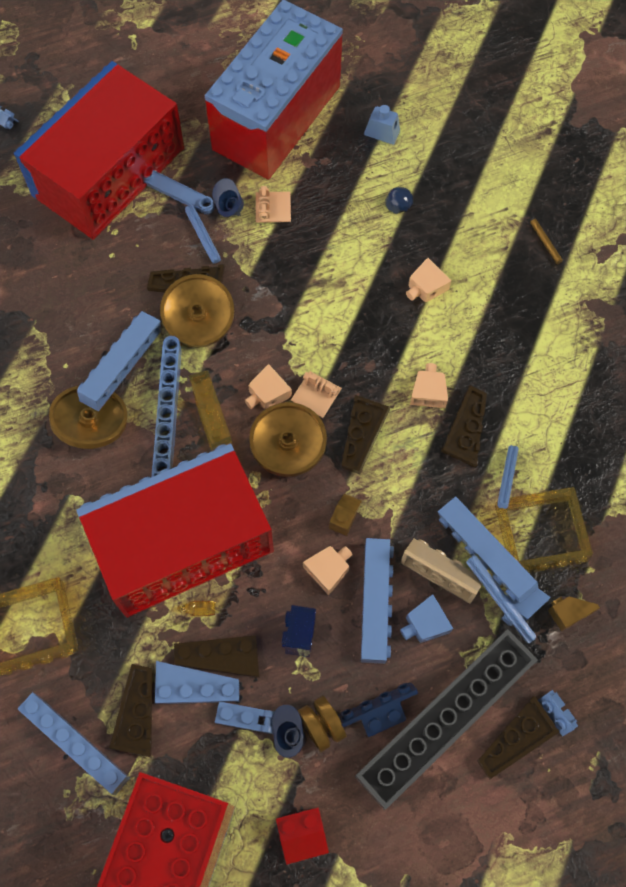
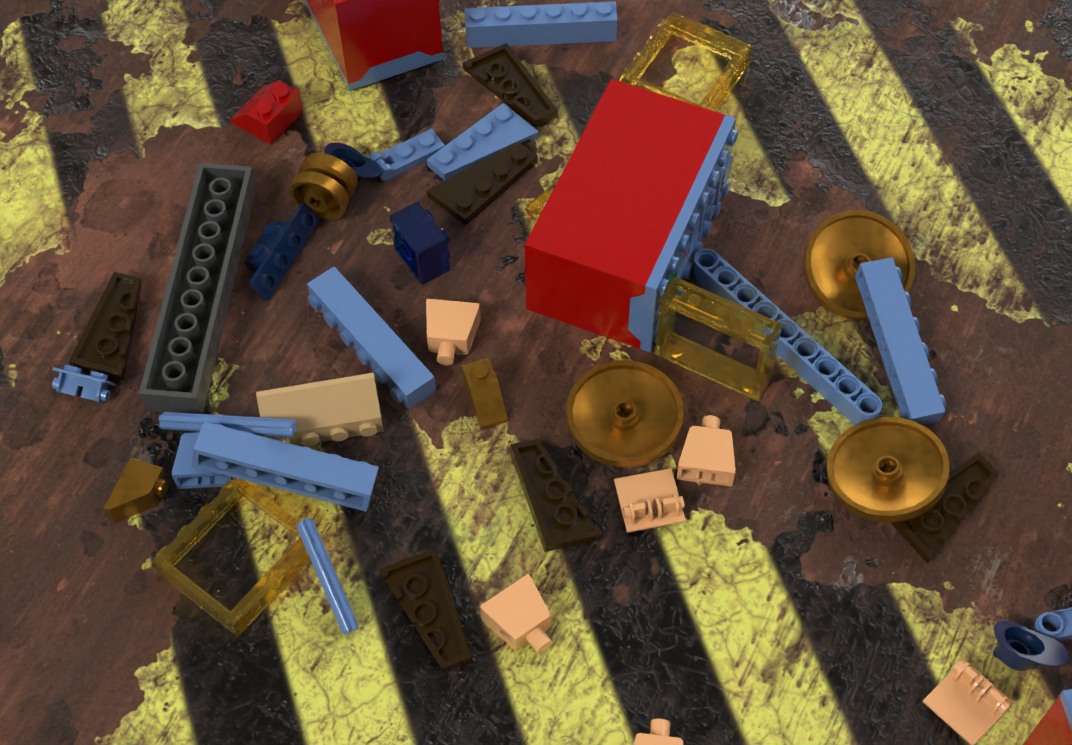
camera: 140 degrees right, 10 degrees down
(202, 234) = (1005, 583): medium blue axle -> none
(426, 621) = (295, 357): medium blue torso -> none

